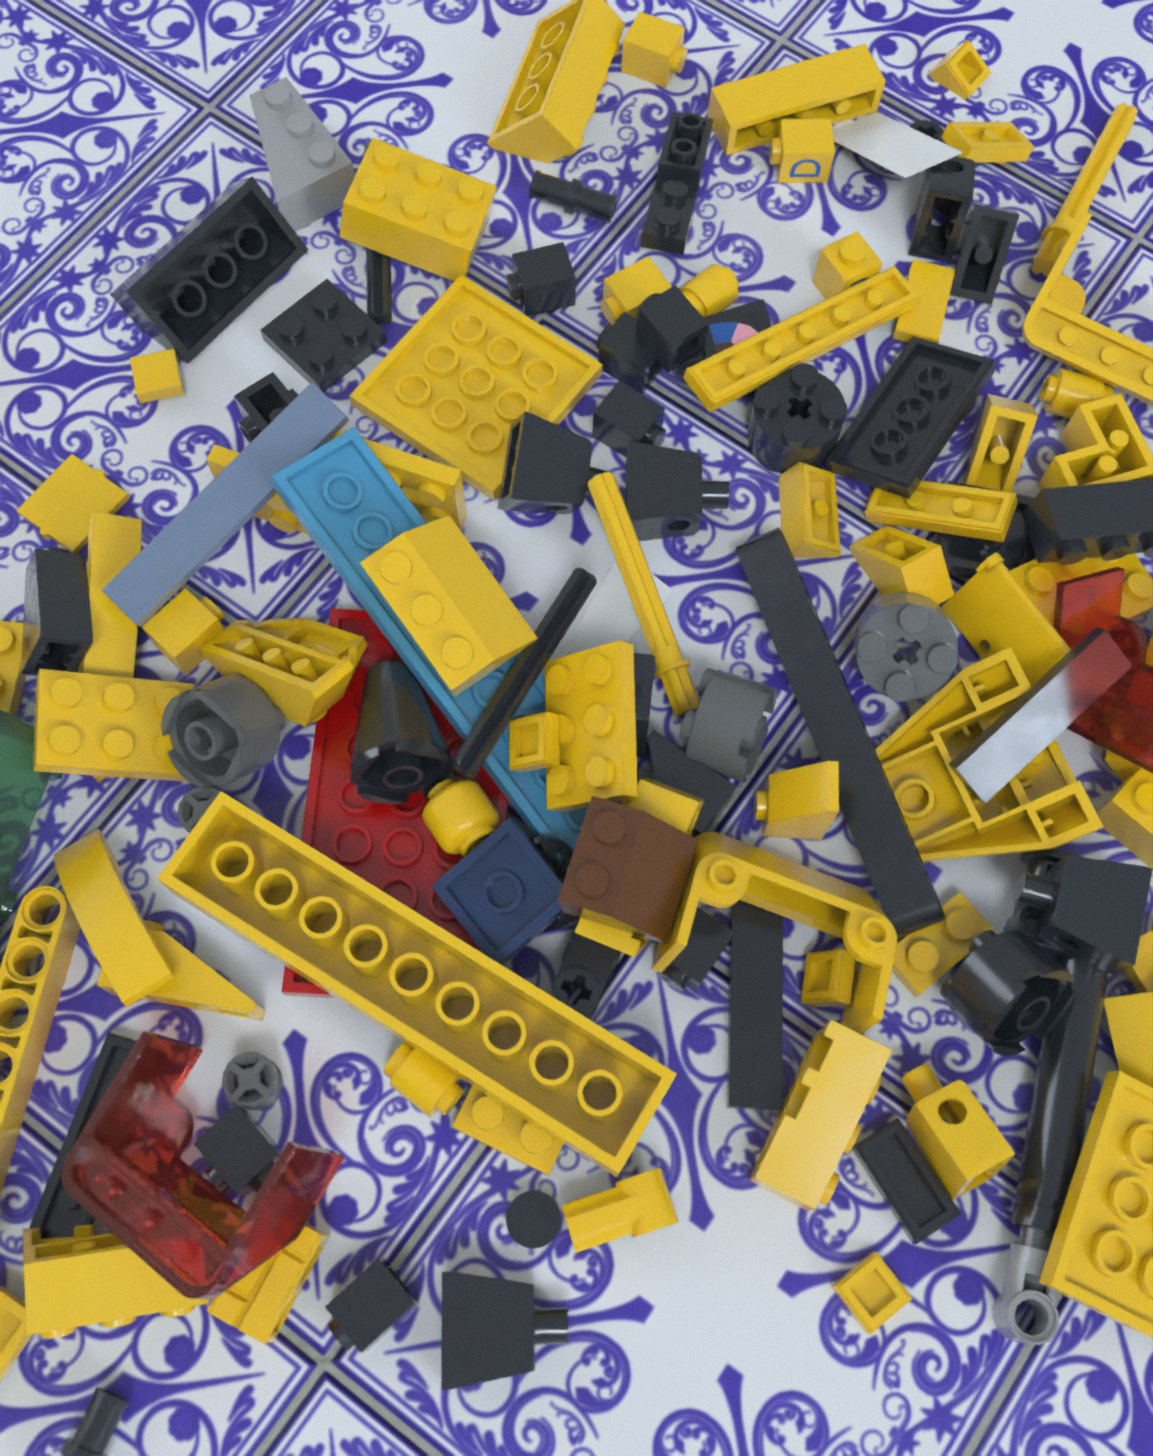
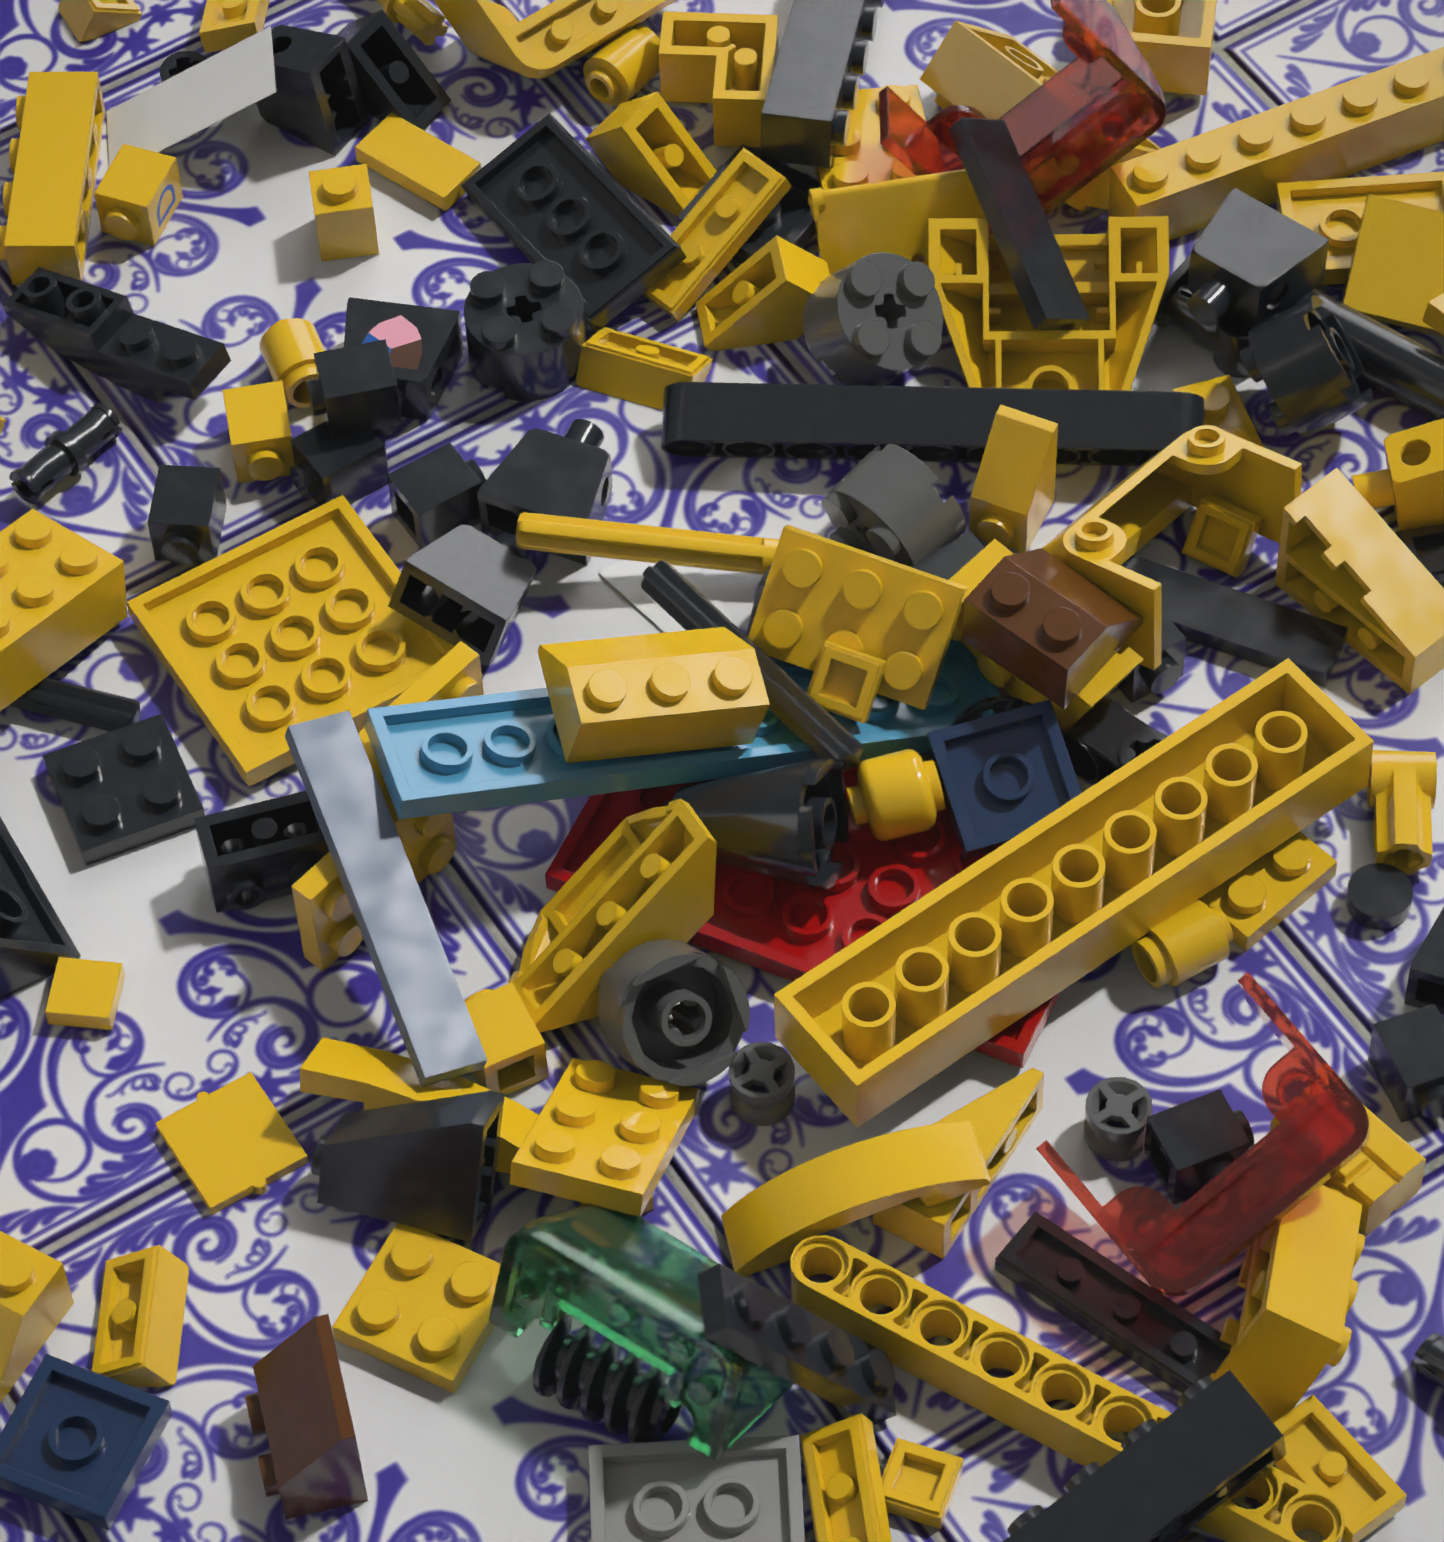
camera: 65 degrees left, 15 degrees down
(801, 338) = (427, 278): yellow tile -> none

